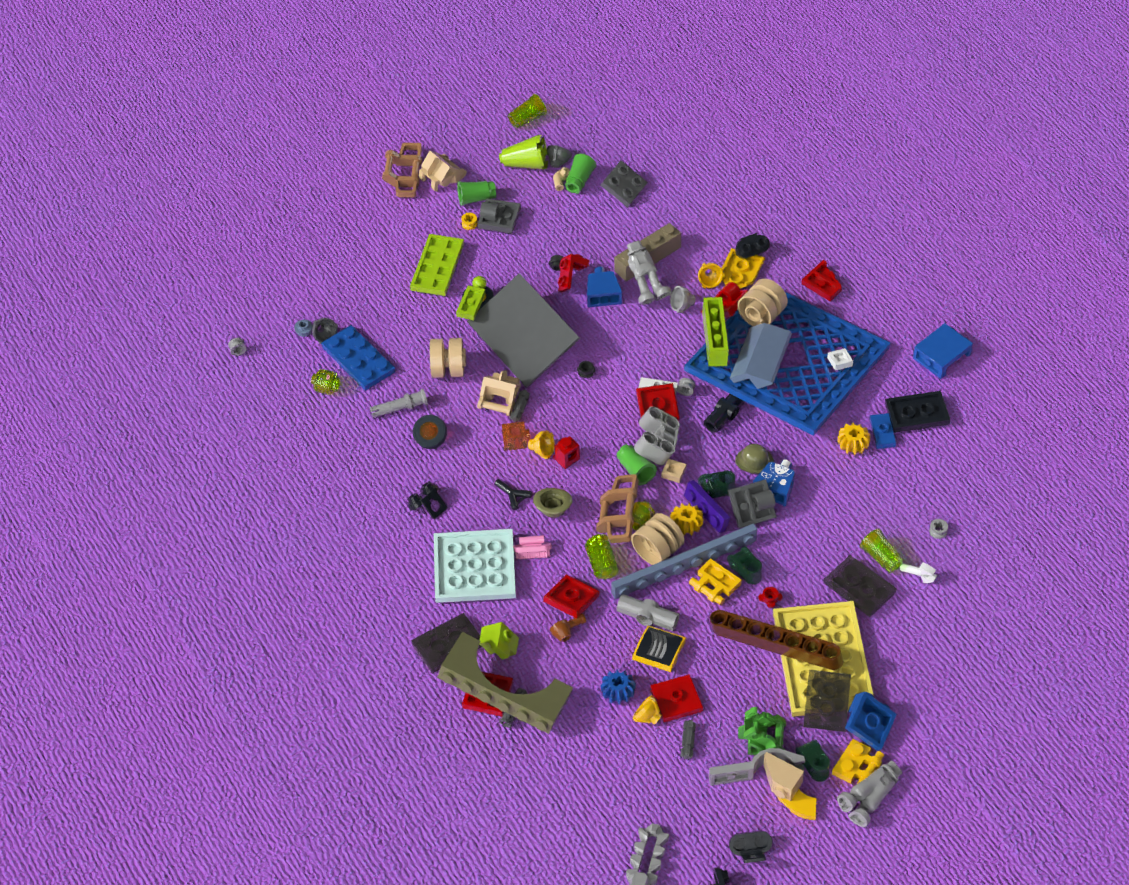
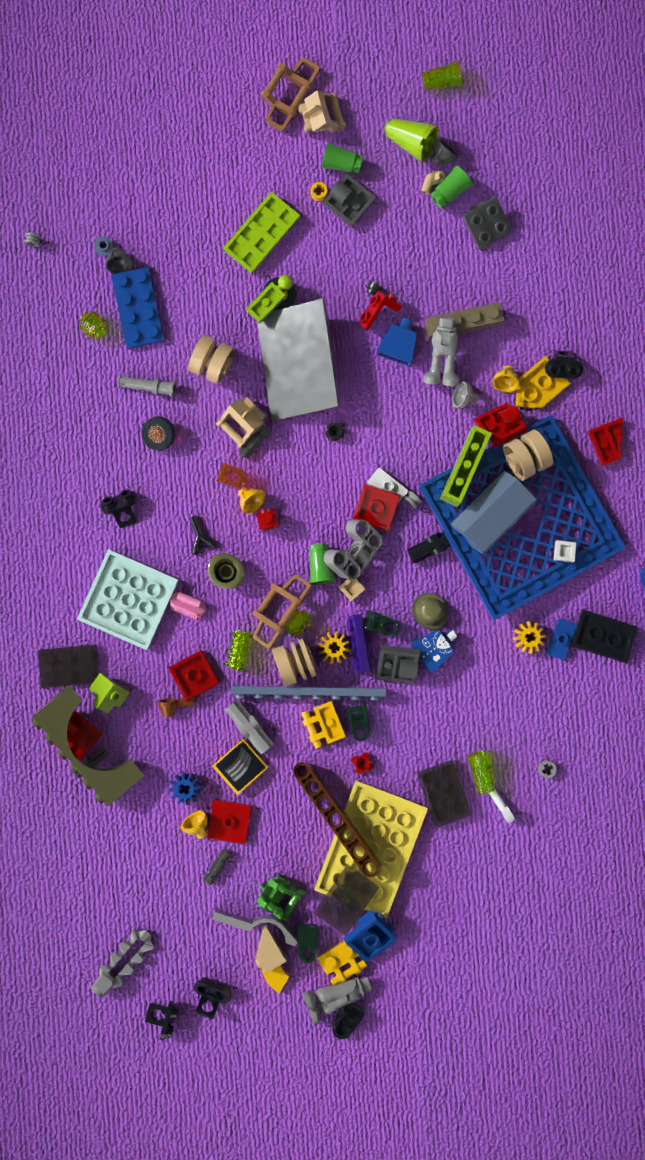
camera: 25 degrees right, 35 degrees up
(895, 807) = (347, 1020): none -> black bracket

